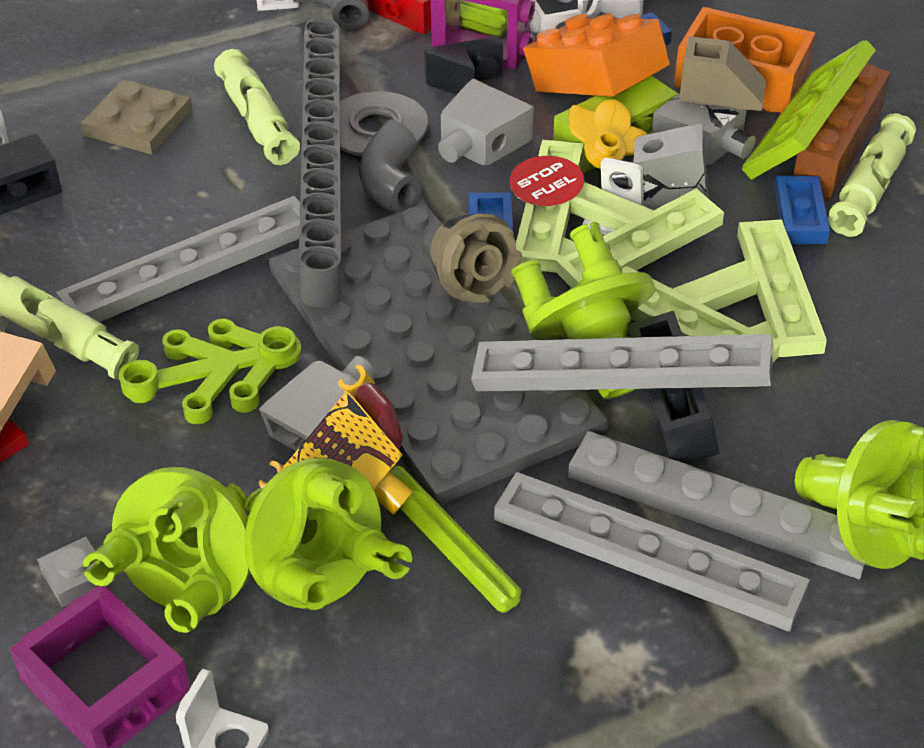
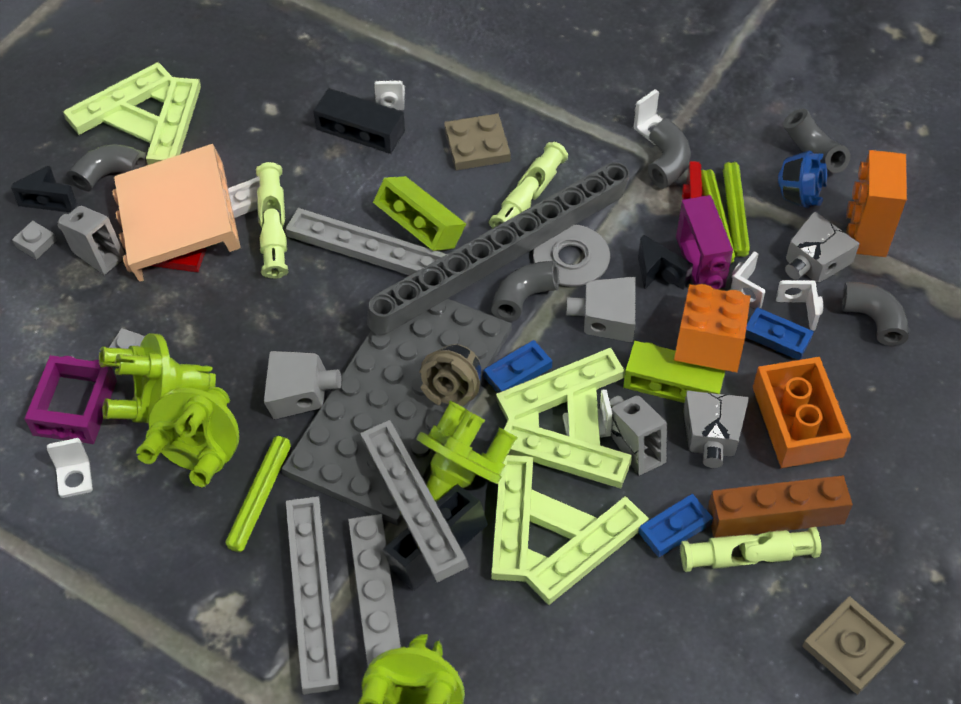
camera: 55 degrees right, 10 degrees up
(193, 193) = (419, 213): none -> lime brick
(266, 351) = (304, 313): lime plant -> none
(362, 434) = (264, 409): torso -> none
(546, 180) = (573, 372): red sticker -> none
(605, 131) = (644, 374): yellow plate -> none
(720, 76) = (735, 407): dark tan slope -> none
(808, 110) = (766, 476): lime tile -> none

